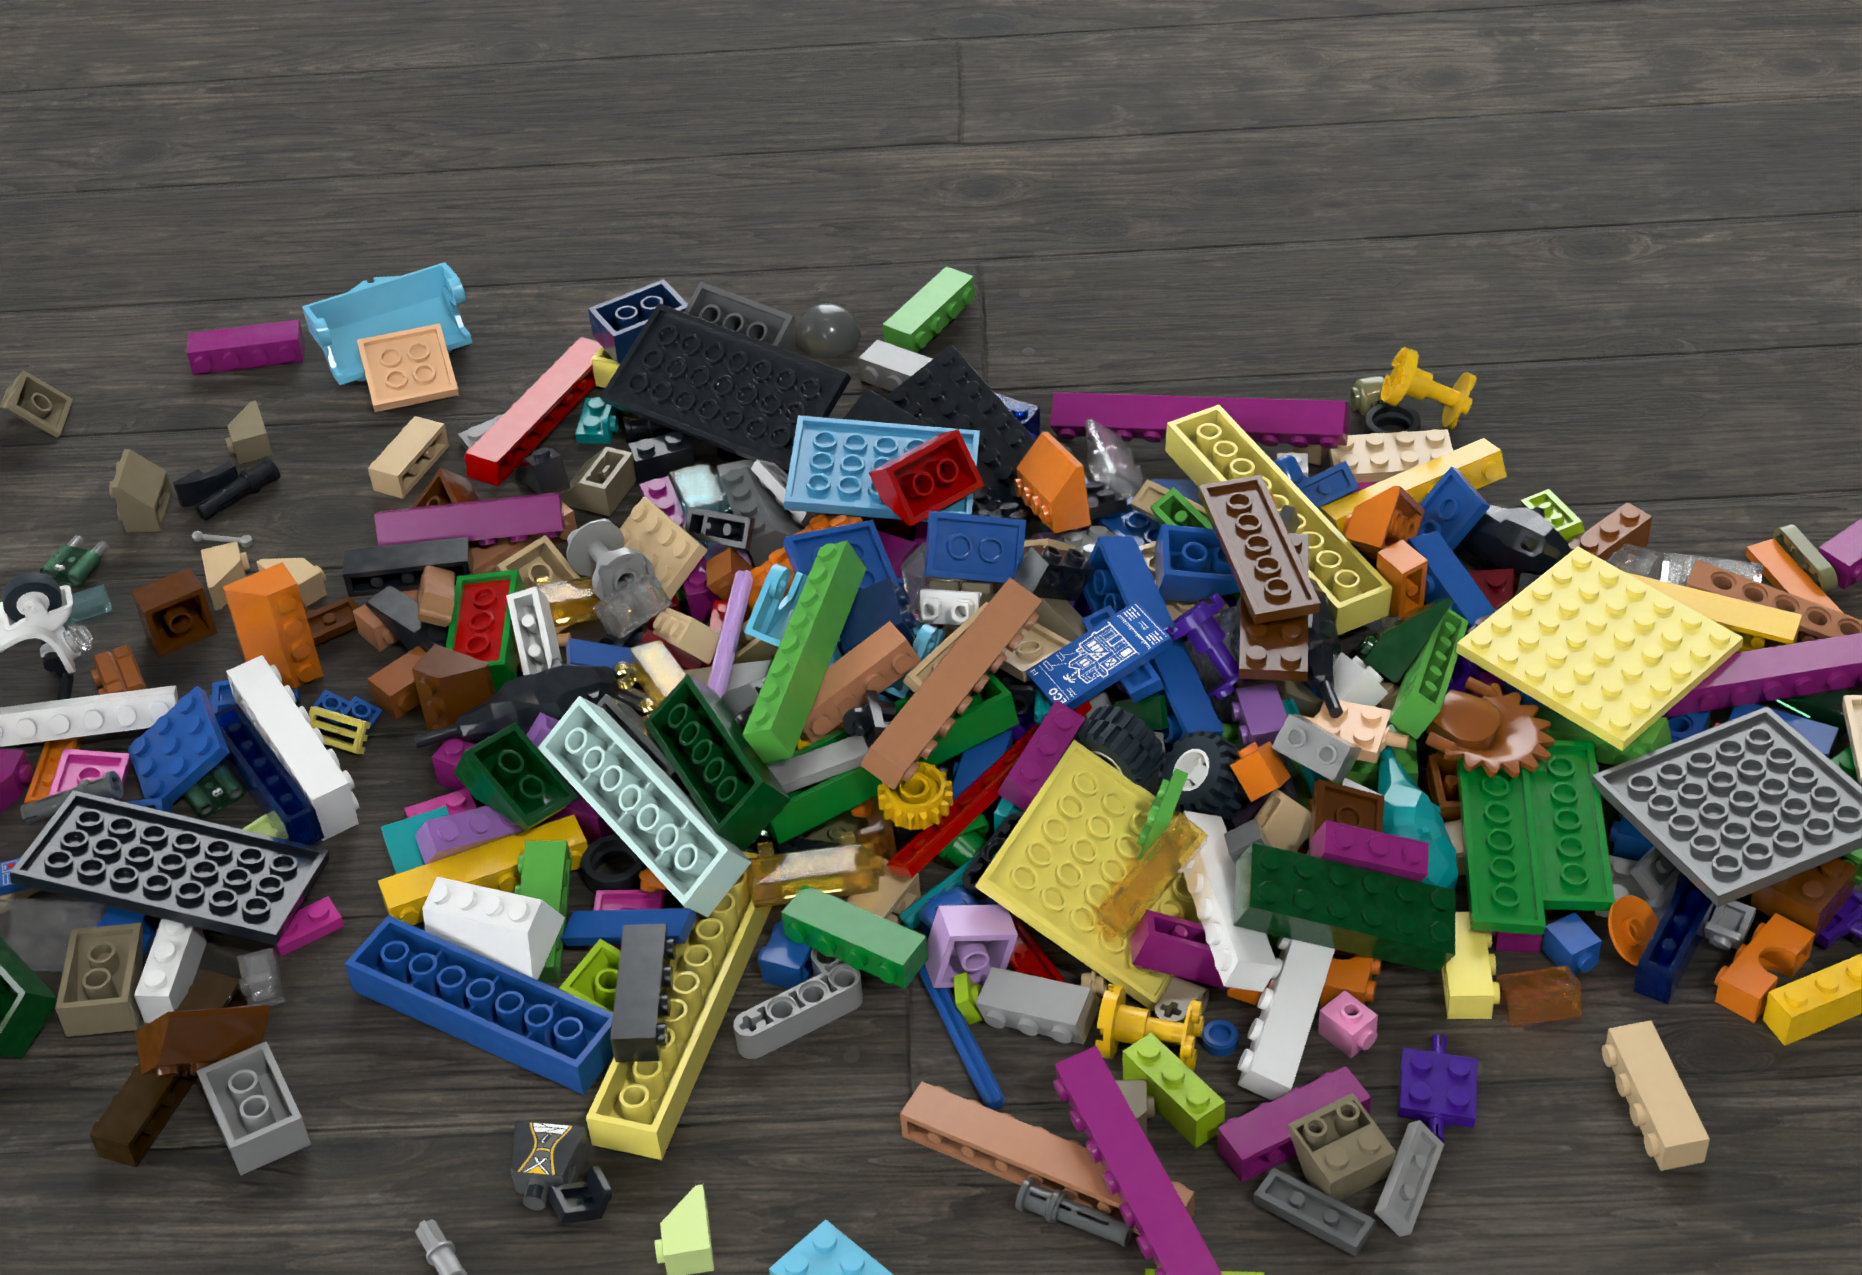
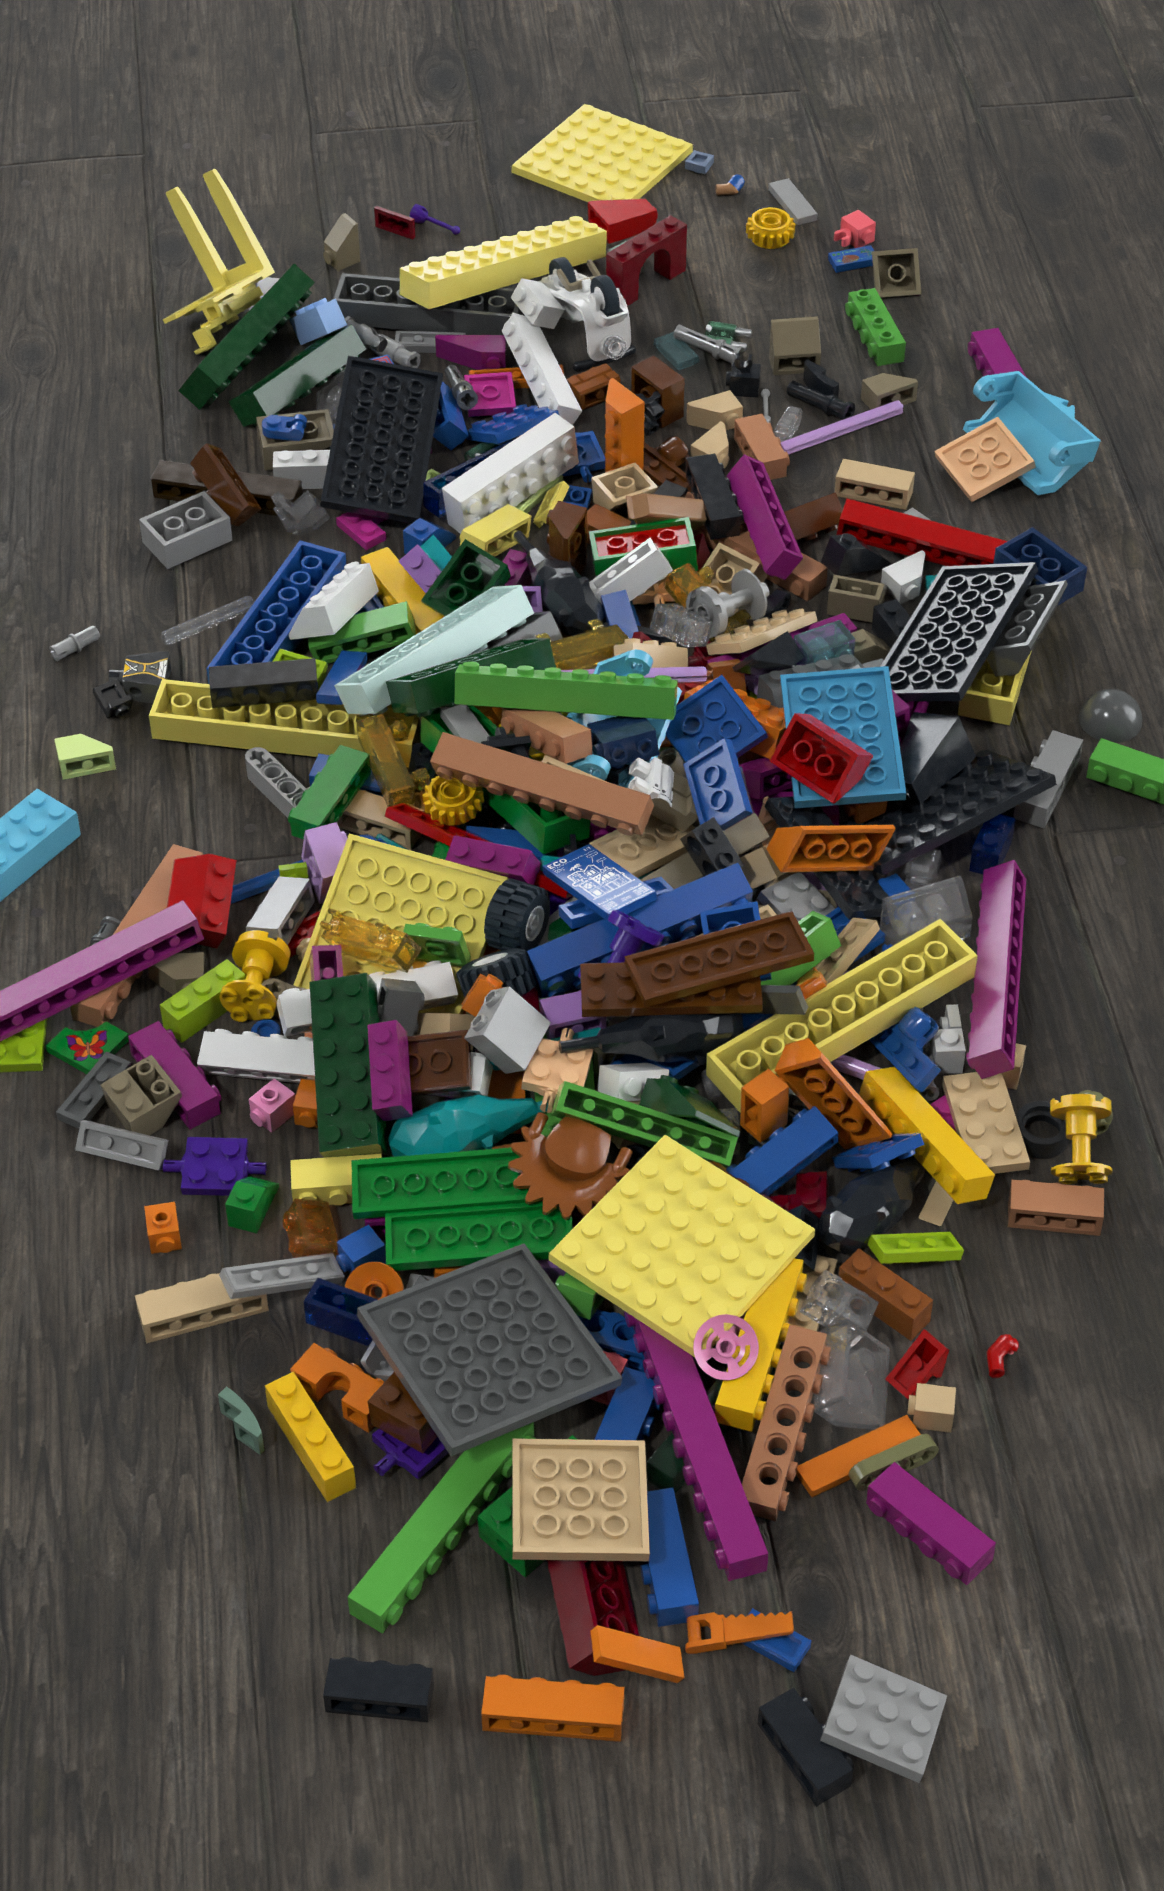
camera: 80 degrees right, 5 degrees up
(95, 981) = (284, 427): none -> blue plate
(101, 563) = (718, 348): none -> light grey pin
(131, 429) = (875, 327): none -> bright green brick
(171, 543) = (744, 377): none -> black brick
(201, 627) = (652, 412): none -> black hips
(271, 517) = (788, 423): none -> clear beam
(292, 480) = (842, 427): none -> lavender axle
(312, 538) = (758, 441): none -> nougat brick
(352, 652) = (613, 486): none -> tan slope
(362, 854) = (421, 531): none -> blue slope
(385, 778) = (497, 530): none -> light yellow brick
(440, 1095) = (207, 620): none -> clear axle
(575, 443) = (904, 577): none -> white slope
(1009, 1077) = (206, 888): none -> red slope
(1234, 1223) = (86, 1047): none -> green tile
(1491, 418) = (1056, 1207): none -> nougat brick
(1498, 1044) = (249, 1203): none -> green slope
(1543, 1133) = (163, 1227): none -> orange brick
(1626, 1008) = (280, 1275): none -> light grey tile
(1664, 485) = (1003, 1345): none -> red arm
(1692, 520) = (920, 1362): none -> red slope
(1735, 617) = (726, 1346): none -> bright pink dish
(1738, 526) = (932, 1407): none -> tan brick
(1824, 1052) = (245, 1423): none -> sand green slope

